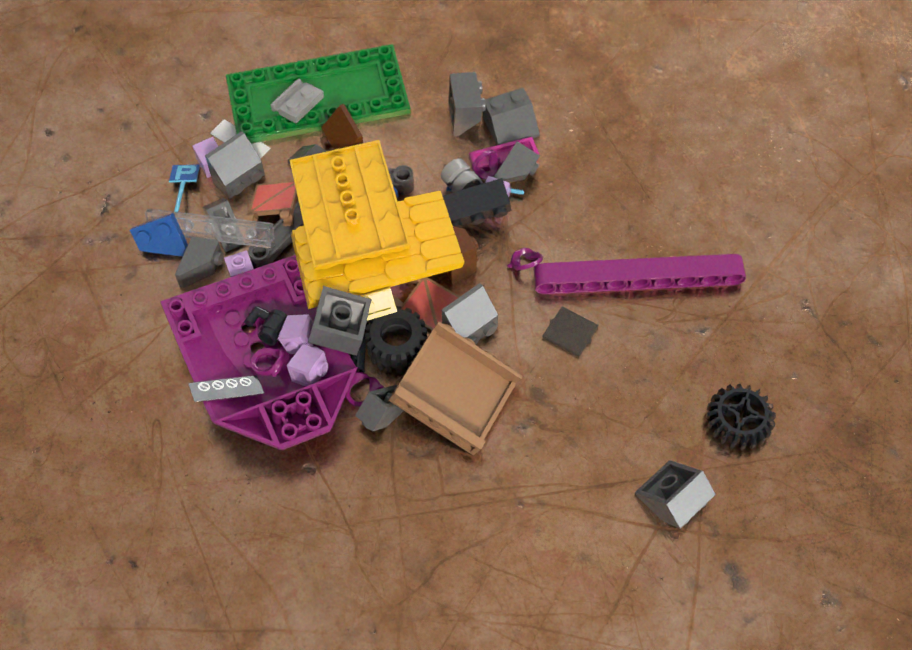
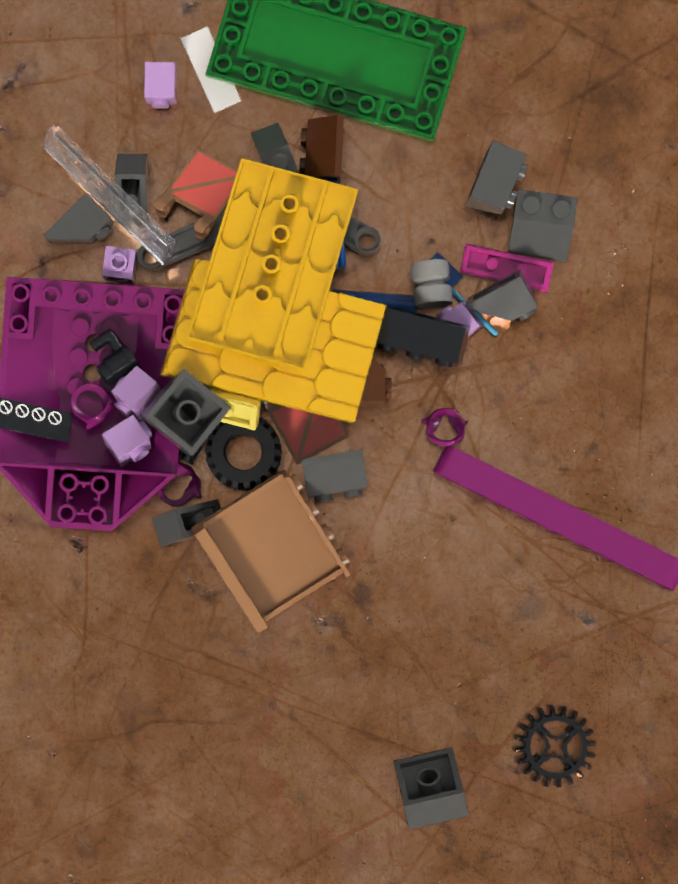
camera: 30 degrees right, 25 degrees up
(160, 236) = (53, 169): blue wing -> none
(183, 174) = (120, 87): piece -> none
(234, 165) = (181, 120): slope -> none
(297, 101) = (301, 58): light grey plate -> none
(493, 164) = (461, 281): magenta piece -> none
(570, 331) = (442, 540): clear smoke piece -> none

